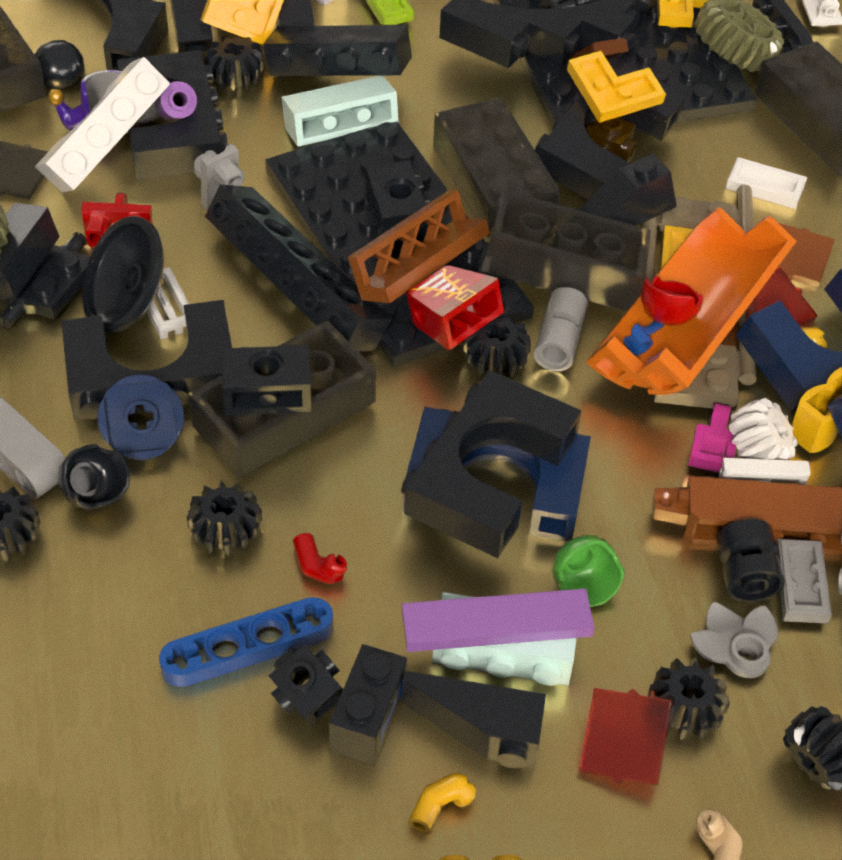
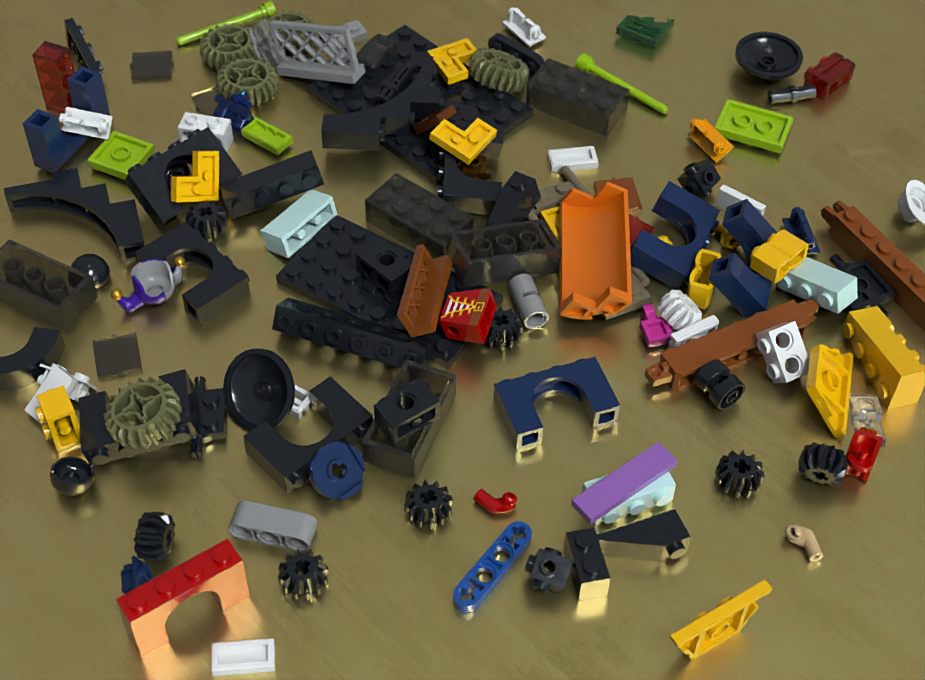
camera: 30 degrees left, 0 degrees up
(93, 477) = (338, 519): black hair -> none
(101, 216) = (216, 357): red hips -> none
(104, 126) = (164, 326): white arch -> none
(166, 107) = (199, 263): medium lavender brick -> none
(216, 170) = (263, 300): light grey hips -> none
(450, 788) = (658, 584): yellow arm -> none
(493, 413) = (546, 425): black arch -> none
(591, 565) = (643, 431): bright green hair -> none
(626, 736) = (724, 510): clear red piece -> none
(640, 341) = (581, 287): blue hand -> none
(670, 301) = (584, 257): red hair -> none
(731, 636) = (735, 431): light grey plate -> none
(806, 587) = (757, 388): light grey plate -> none

